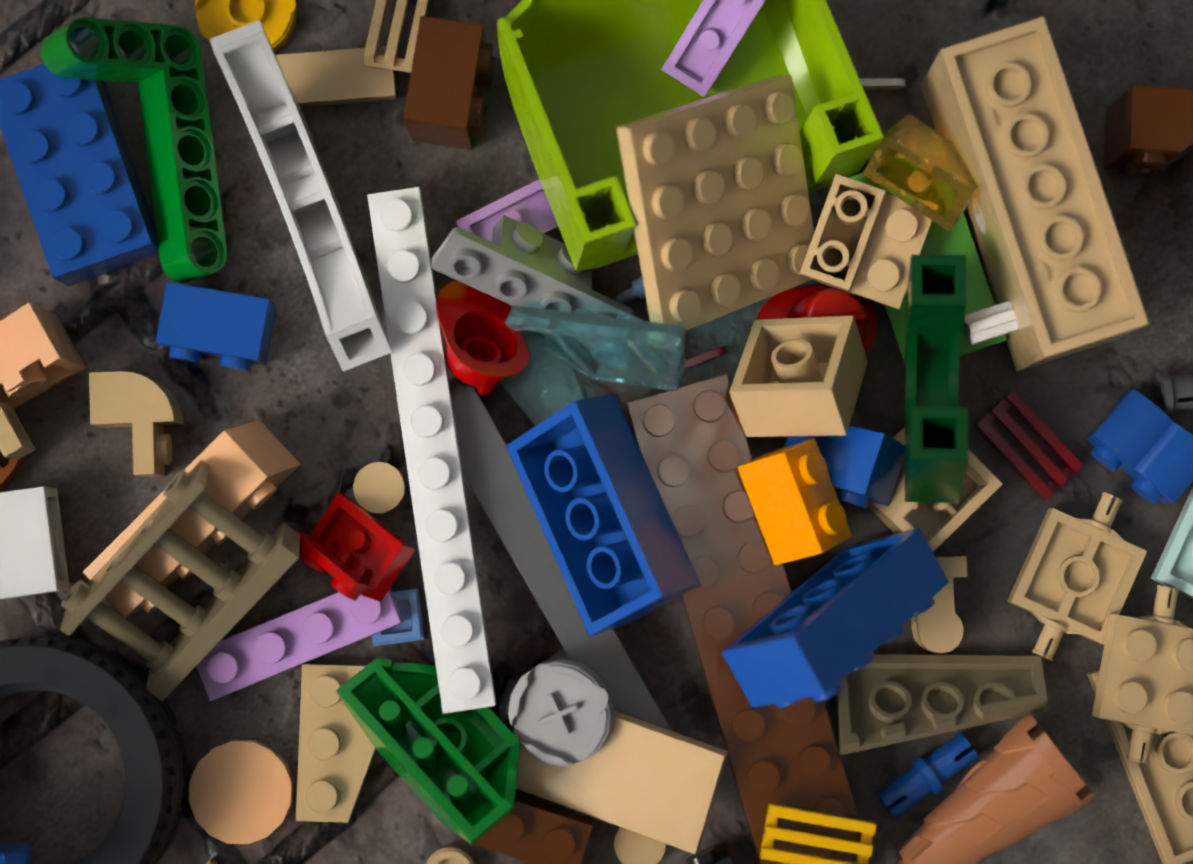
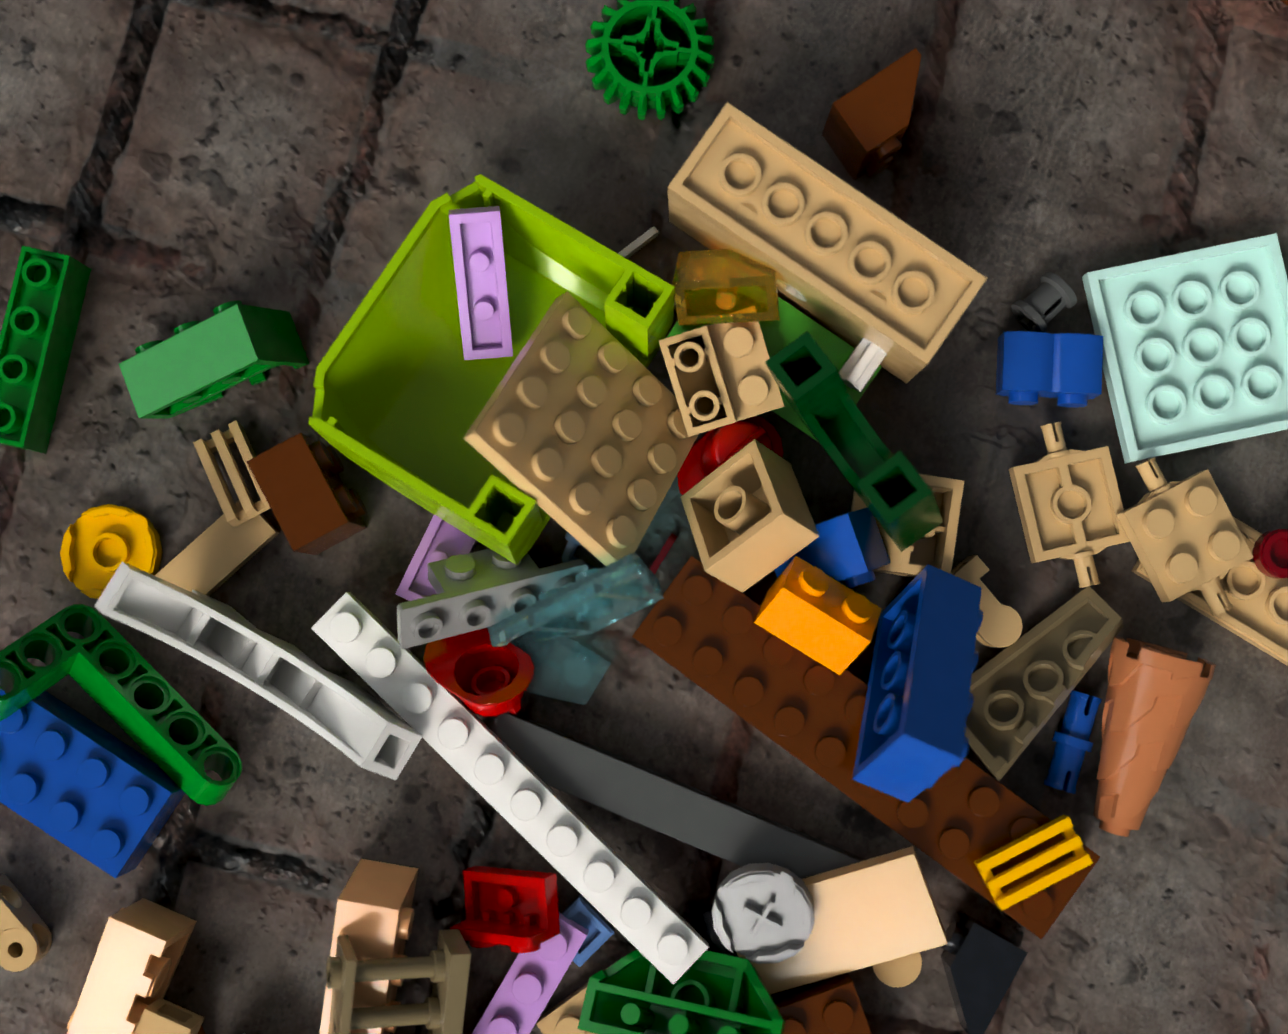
camera: 30 degrees left, 0 degrees up
(138, 403) = (265, 919): tan brick -> none
(215, 325) = (271, 813): blue brick -> none
(379, 487) = (492, 841): tan tile -> none
(602, 514) = (678, 736): blue brick -> none
(1042, 431) = (997, 439): dark red tile -> none

